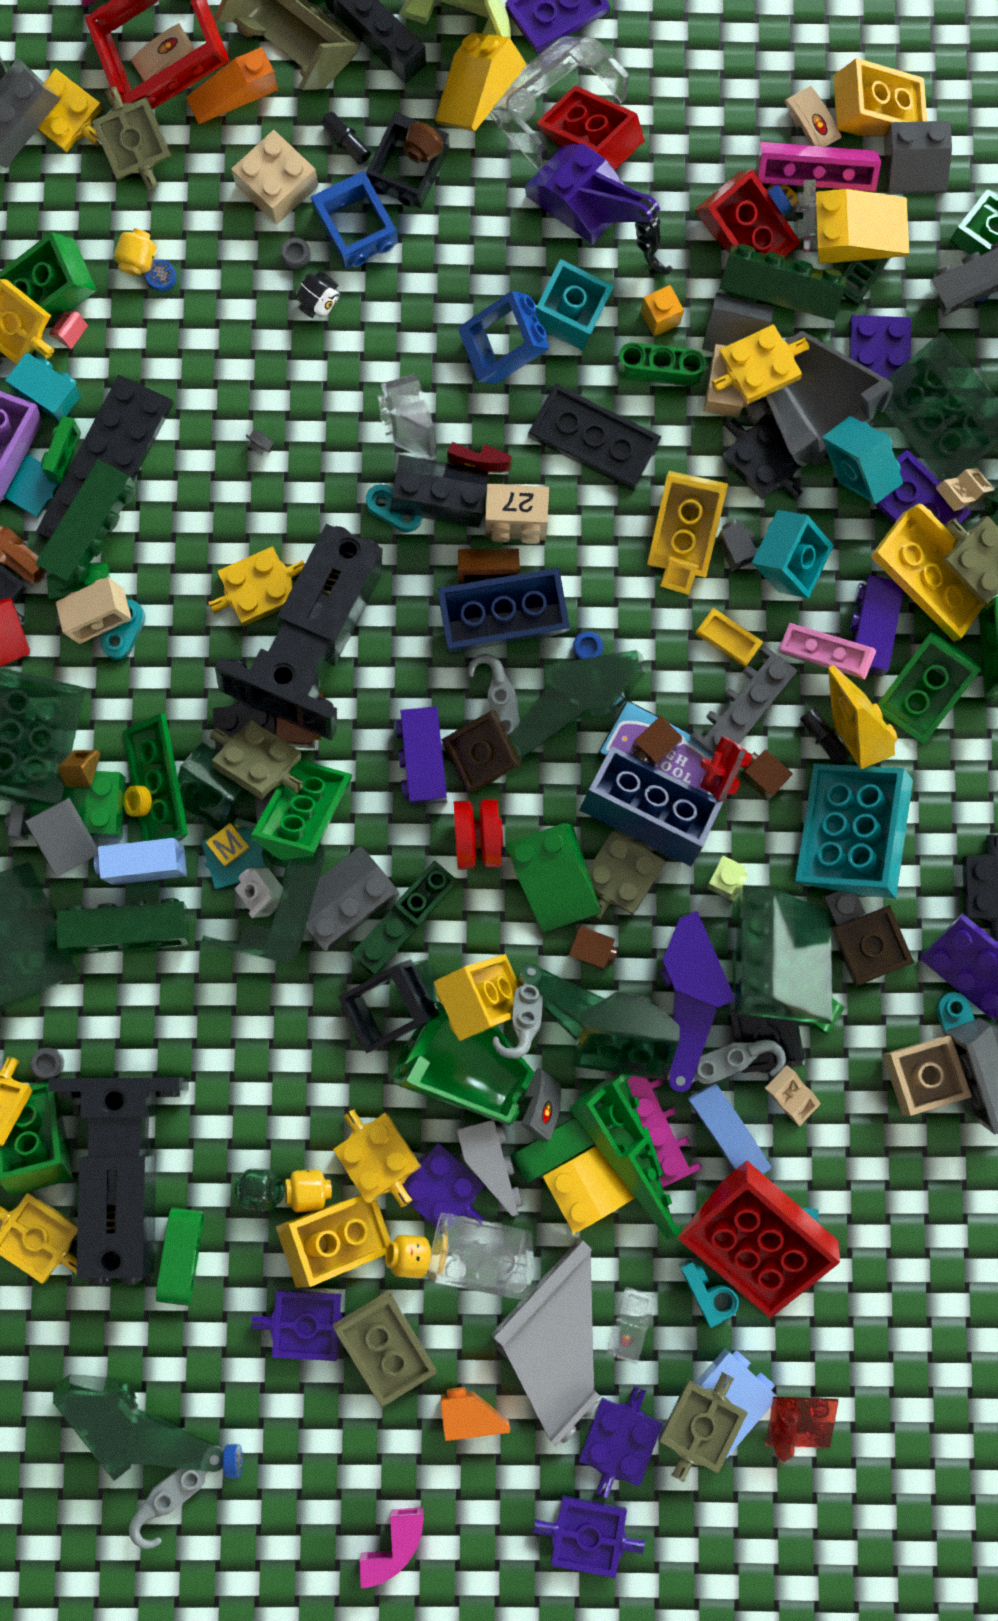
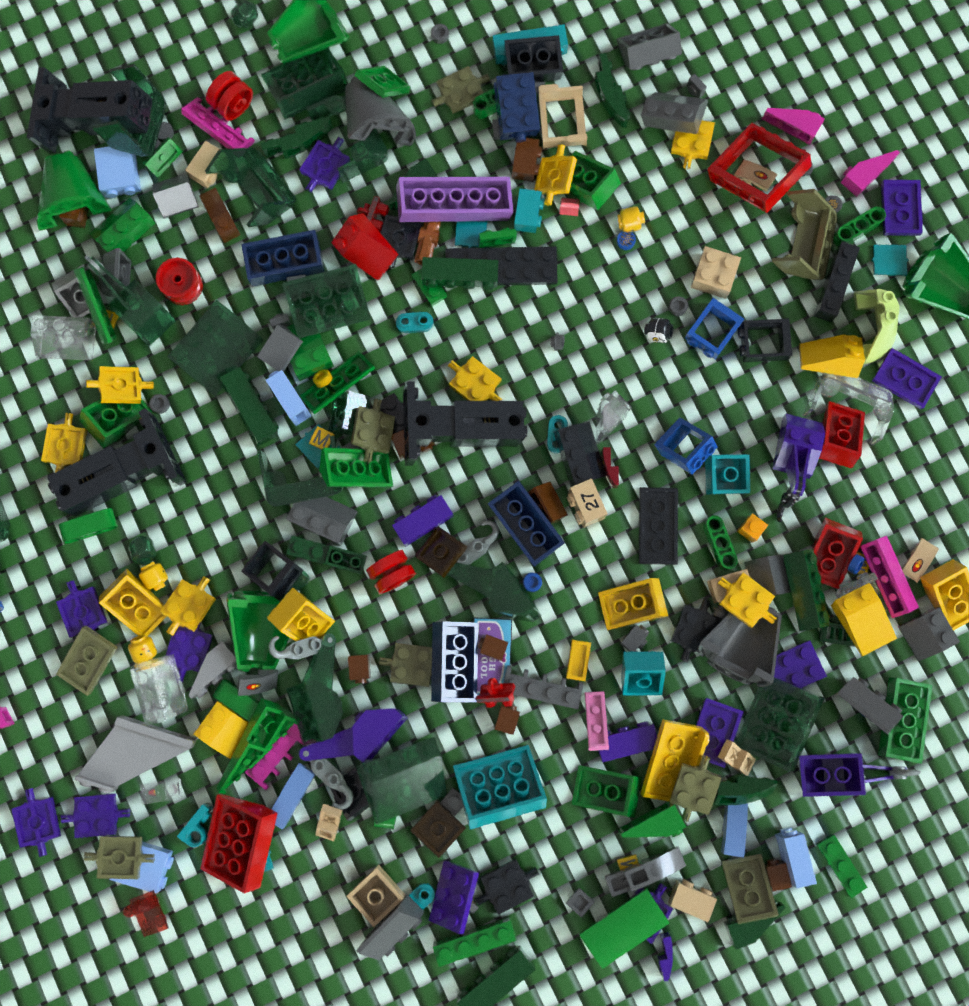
camera: 70 degrees right, 0 degrees up
(79, 768) = (323, 338): pearl gold slope -> none
(93, 610) = (415, 301): tan brick -> none
(131, 138) = (695, 184): olive plate -> none
(234, 86) = (758, 223): orange slope -> none
(259, 891) = (303, 468): white brick -> none
(346, 138) = (761, 299): black axle -> none
(422, 143) = (776, 343): reddish brown cone -> none
(470, 1416) = (72, 725): orange slope -> none
(554, 876) = (389, 627): green slope -> none
(679, 575) = (600, 614): yellow tile -> none
(728, 878) = (435, 726): yellowish green brick -> none
(825, 736) = (547, 744): black axle -> none
(859, 722) = (562, 760): yellow slope -> none
(863, 459) = (720, 688): teal brick -> none

